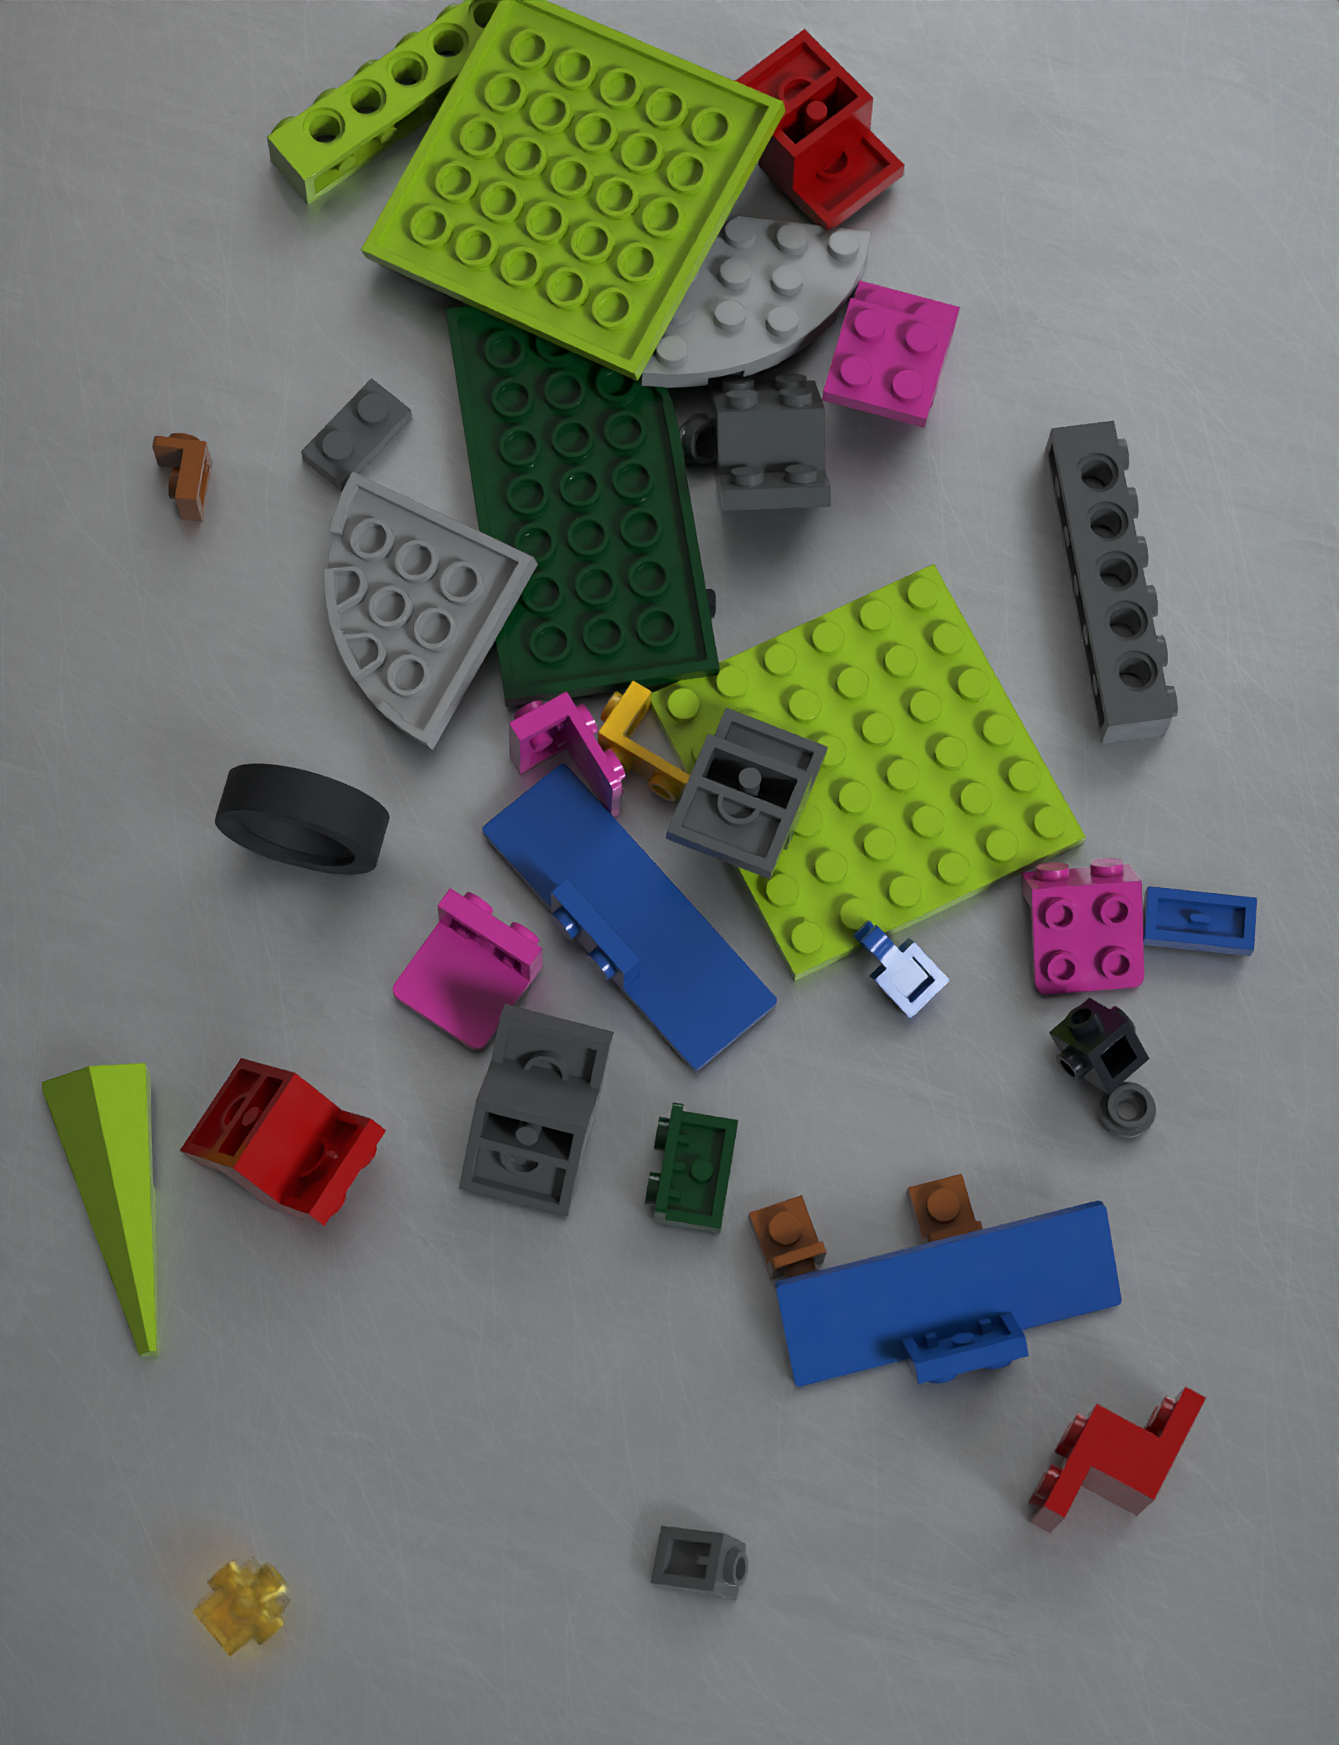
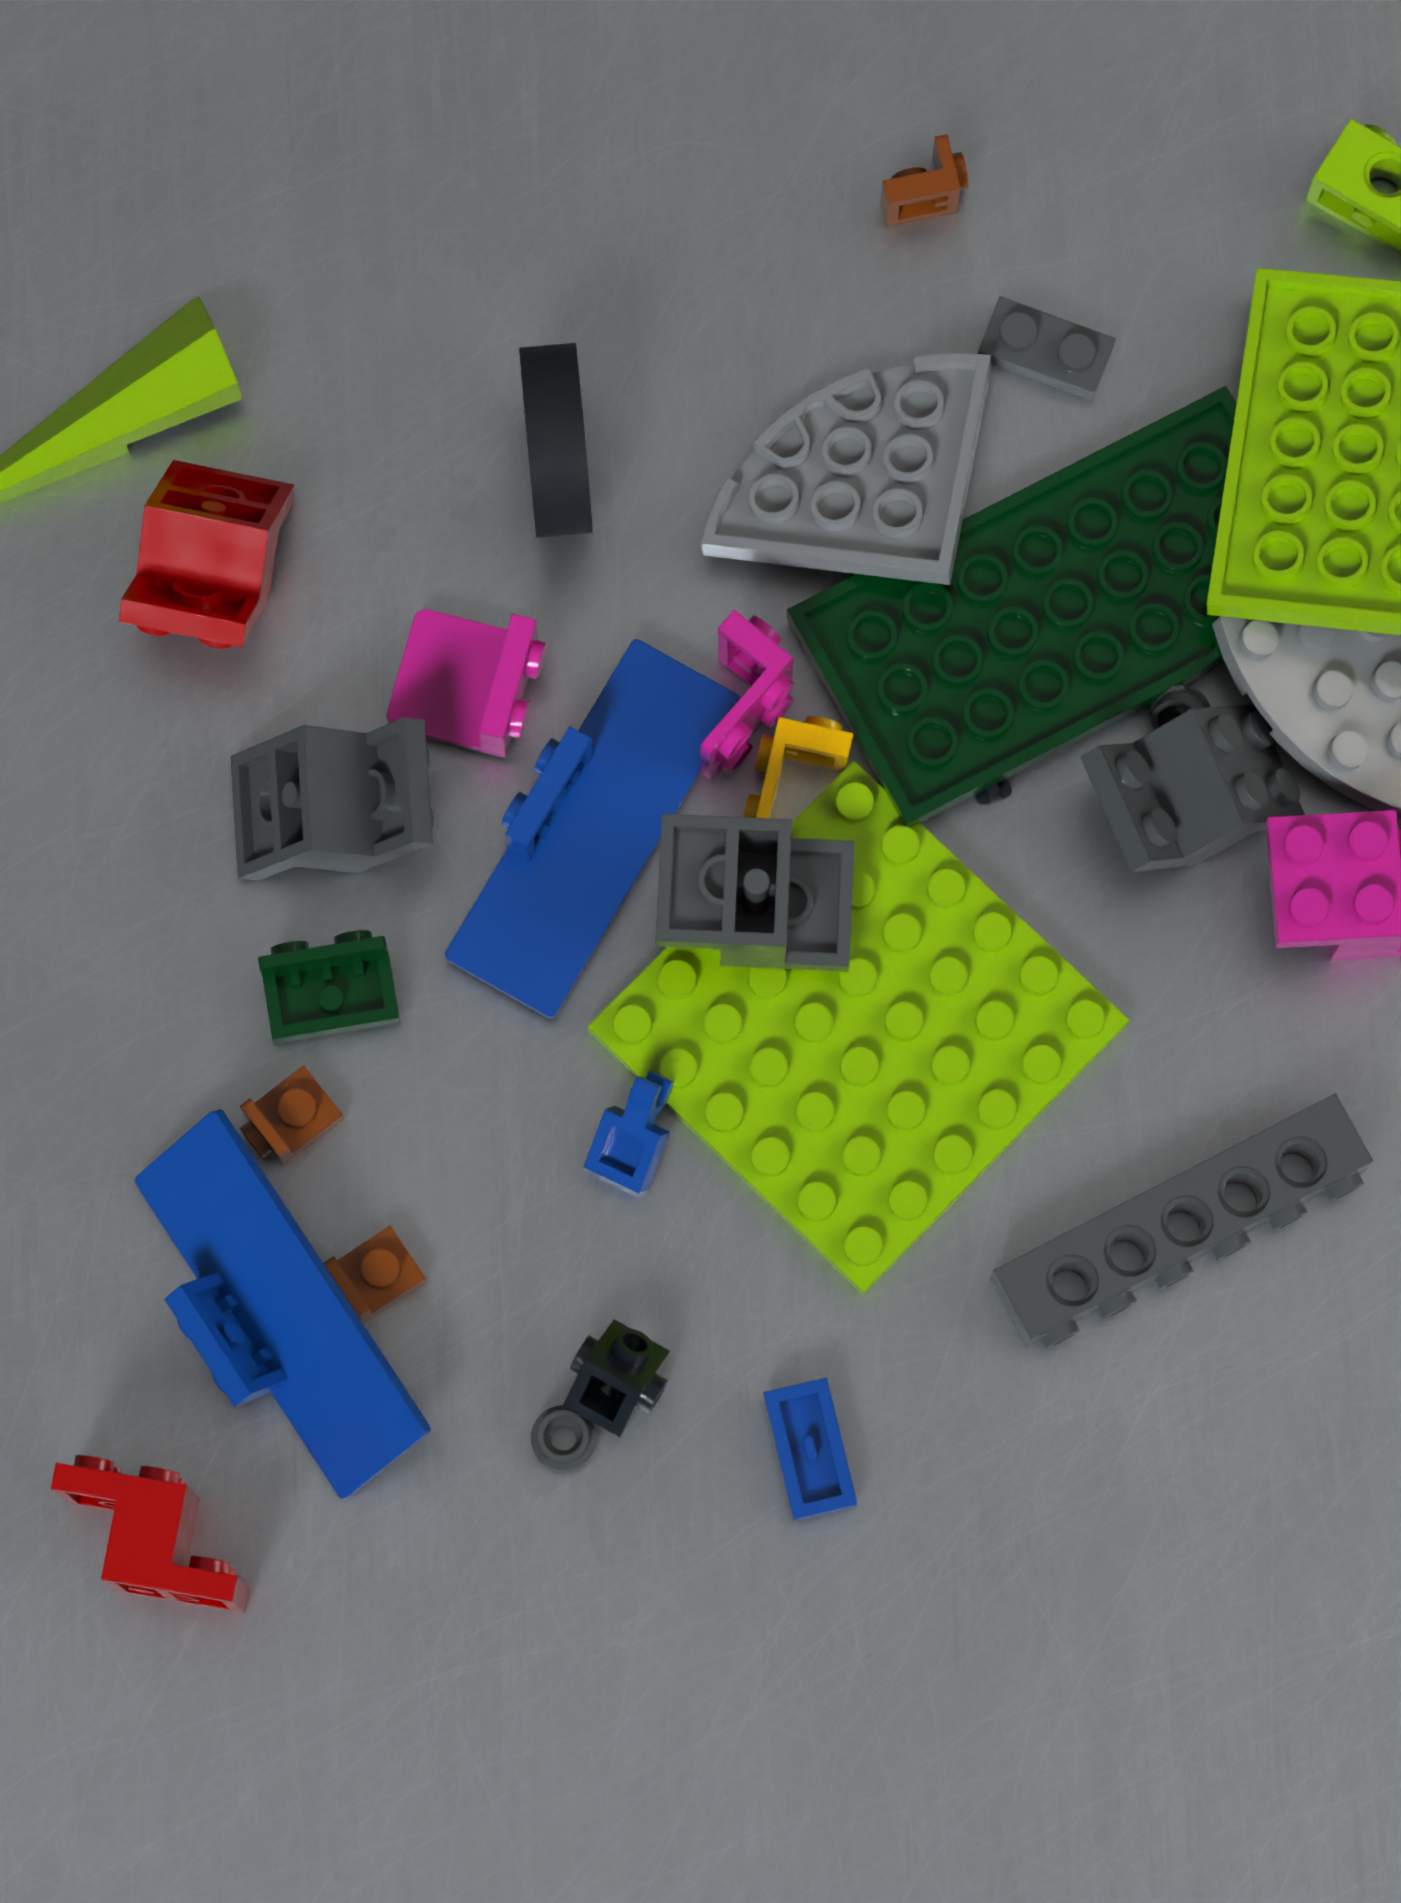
camera: 75 degrees right, 5 degrees up
(1085, 926) = (758, 1321): dark pink bracket -> none

